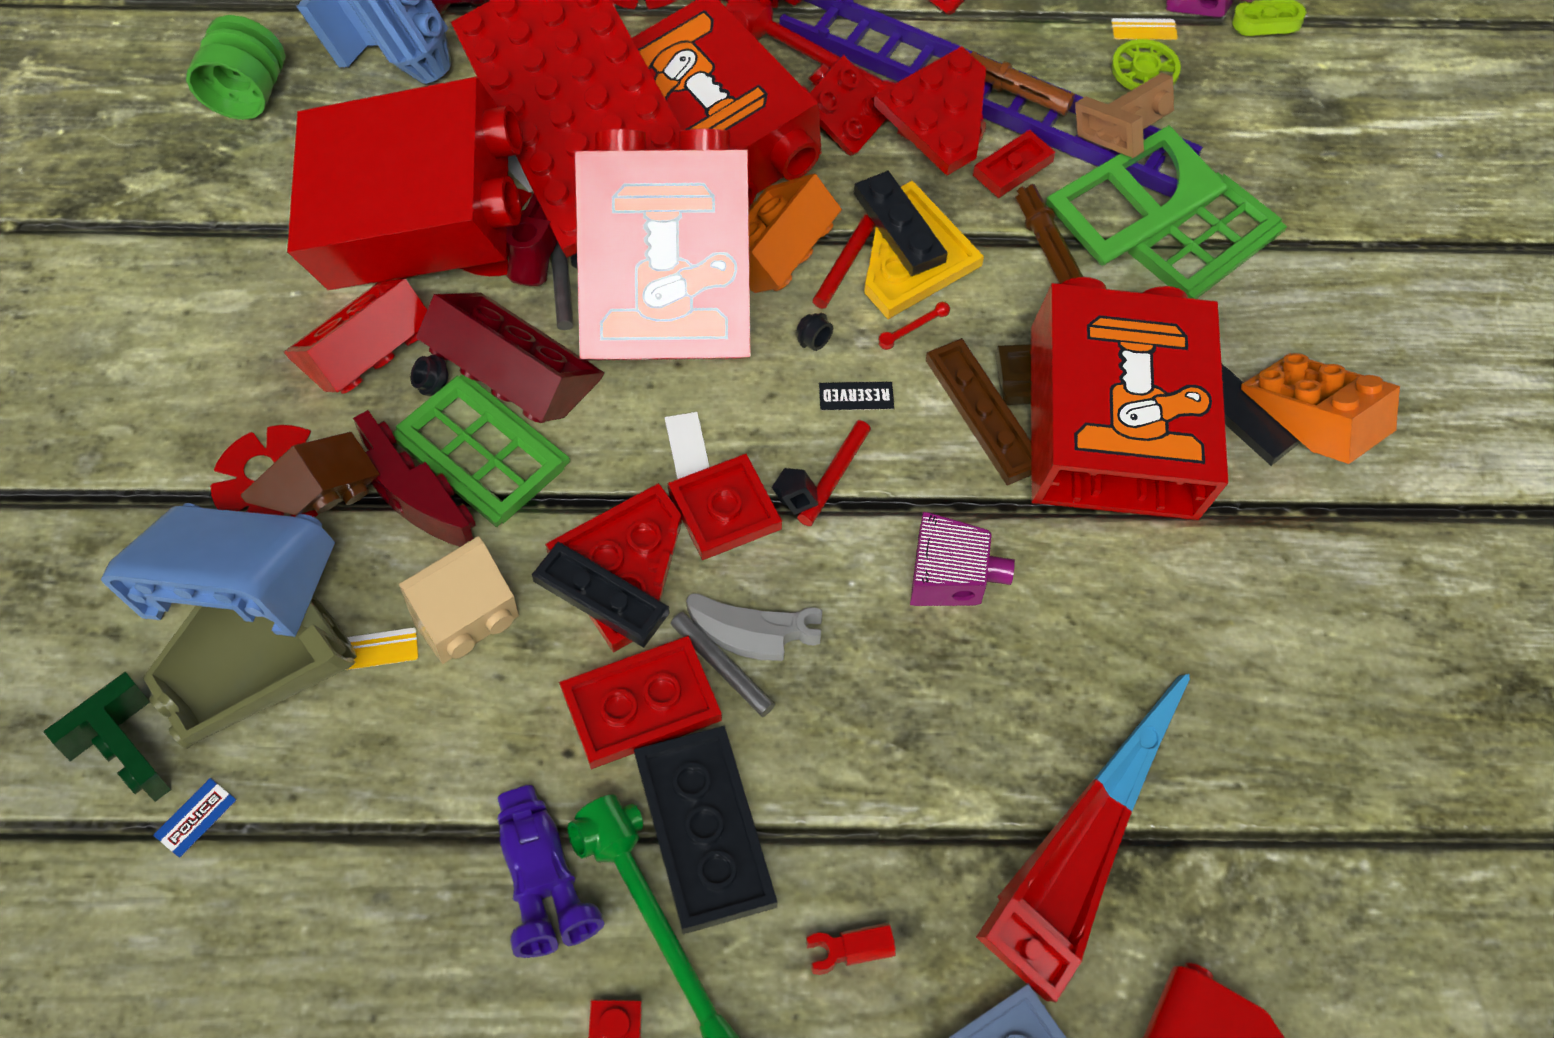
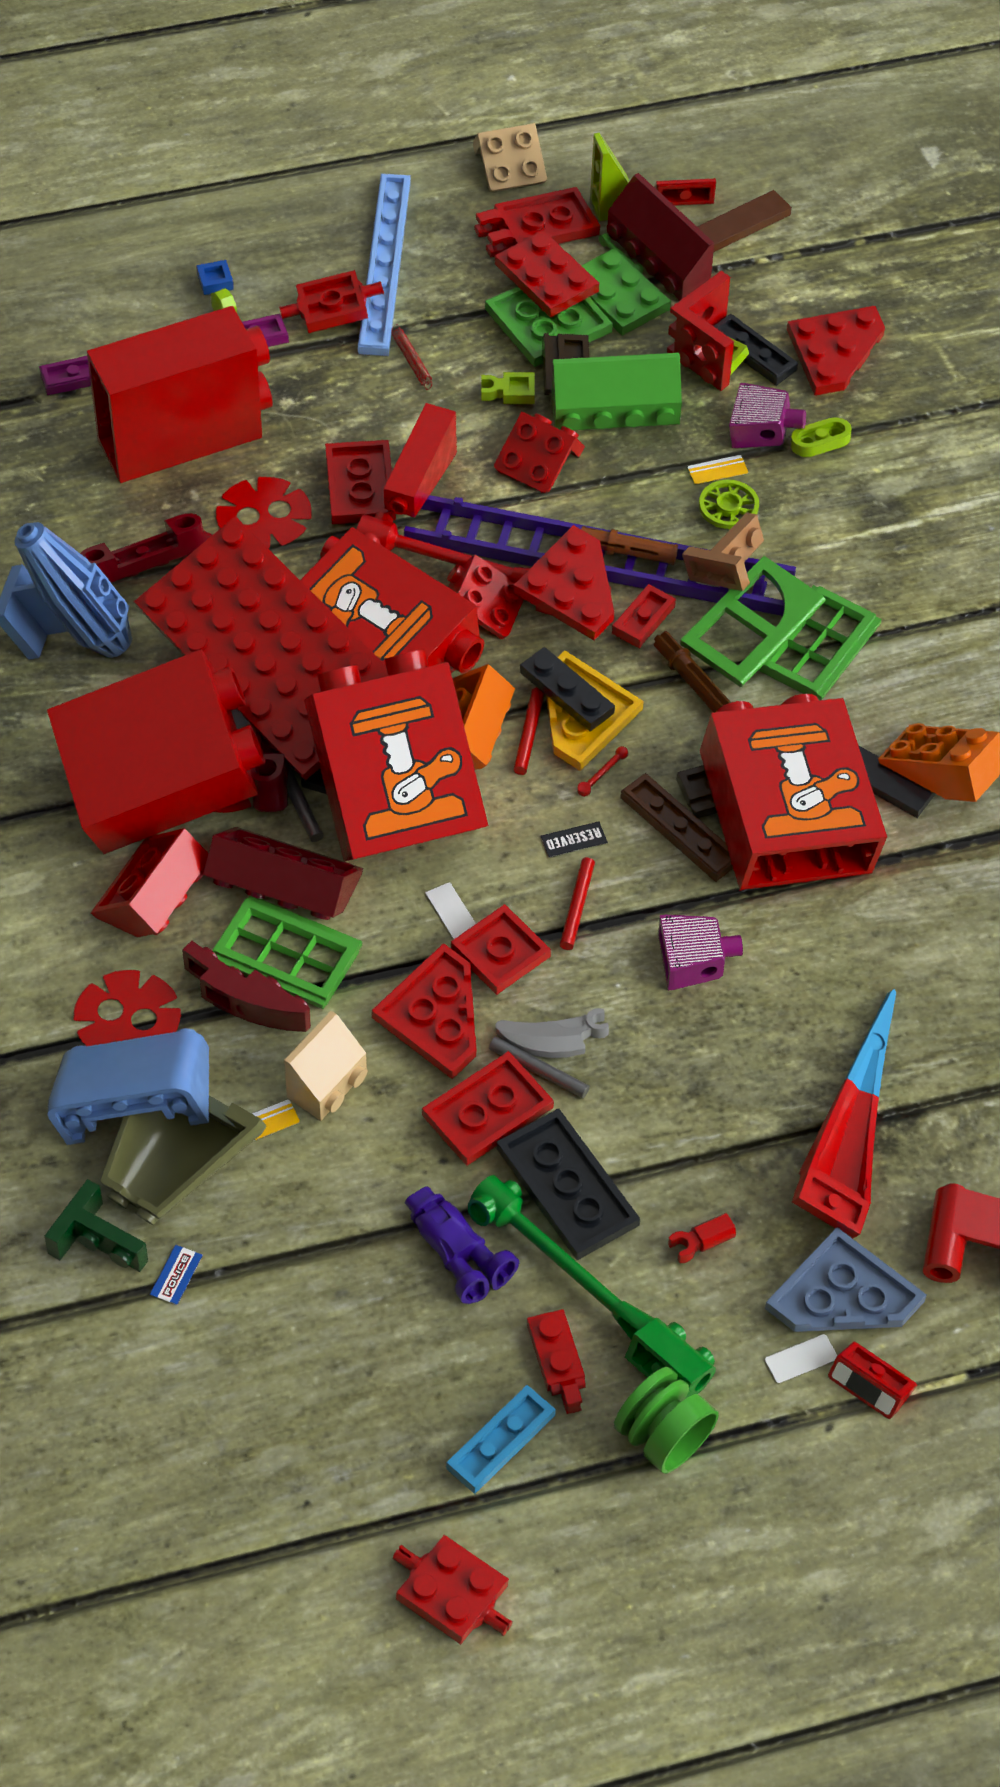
camera: 15 degrees left, 5 degrees down
(315, 477) = (179, 1000): reddish brown slope -> none
(429, 374) = (223, 902): black plate -> none
(601, 594) = (430, 1036): black tile -> none
(796, 490) = (552, 923): black piece -> none
(814, 331) = (524, 794): black plate -> none

